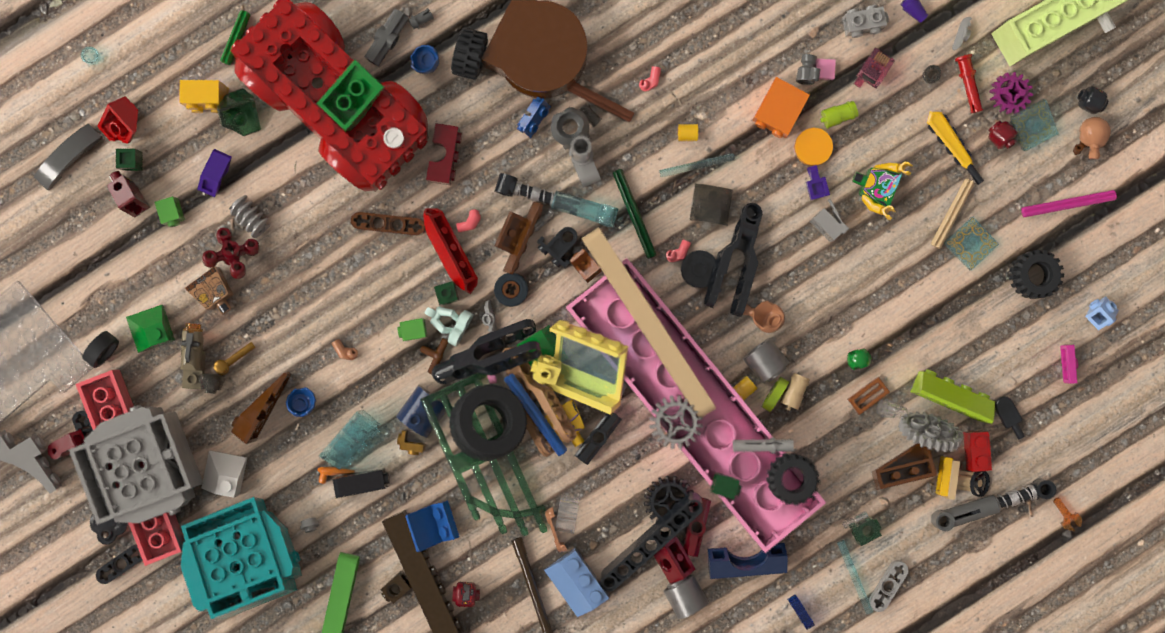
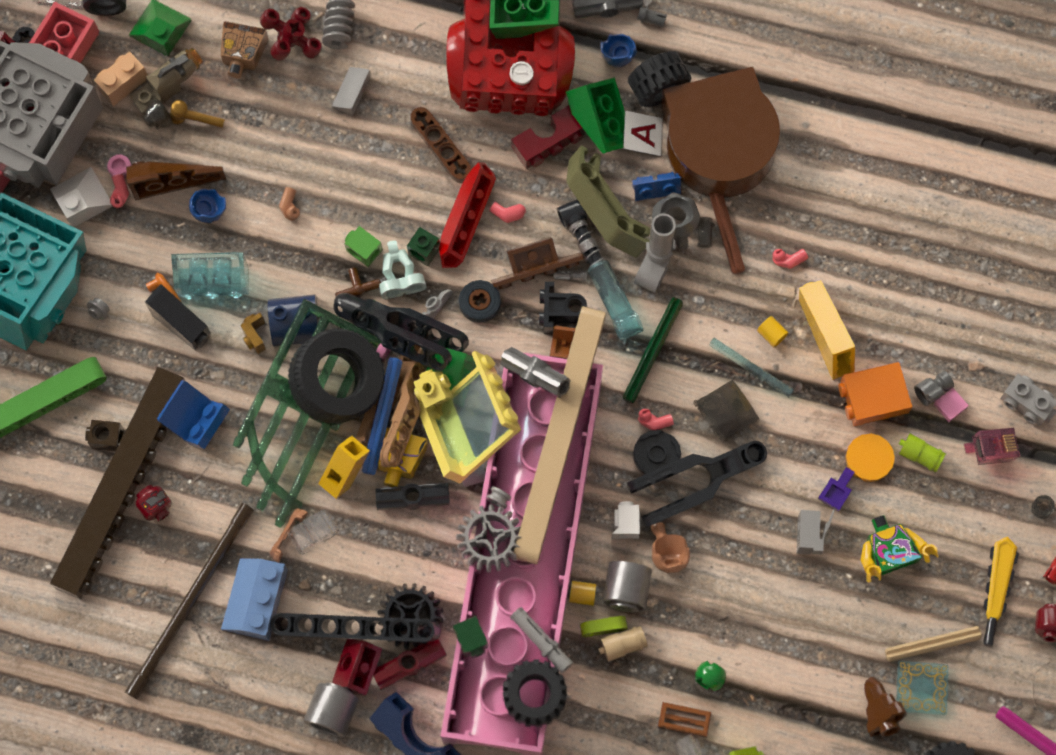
camera: 55 degrees right, 15 degrees down
(165, 384) = (121, 78): none -> light nougat brick
(223, 433) = (118, 164): none -> bright pink tile
(244, 449) = (120, 192): none -> coral arm
(301, 246) = (351, 90): none -> light grey slope
(459, 109) = (600, 113): none -> green slope
(492, 94) = (643, 133): none -> white sticker
(518, 162) = (603, 206): none -> olive piece
(546, 464) = (343, 467): none -> yellow brick
(599, 305) = (535, 372): none -> dark grey piece
(655, 394) = (498, 497): none -> light grey bush
(716, 98) = (828, 329): none -> yellow slope
(725, 324) = (626, 521): none -> white window
(964, 278) = (882, 710): none -> reddish brown rock

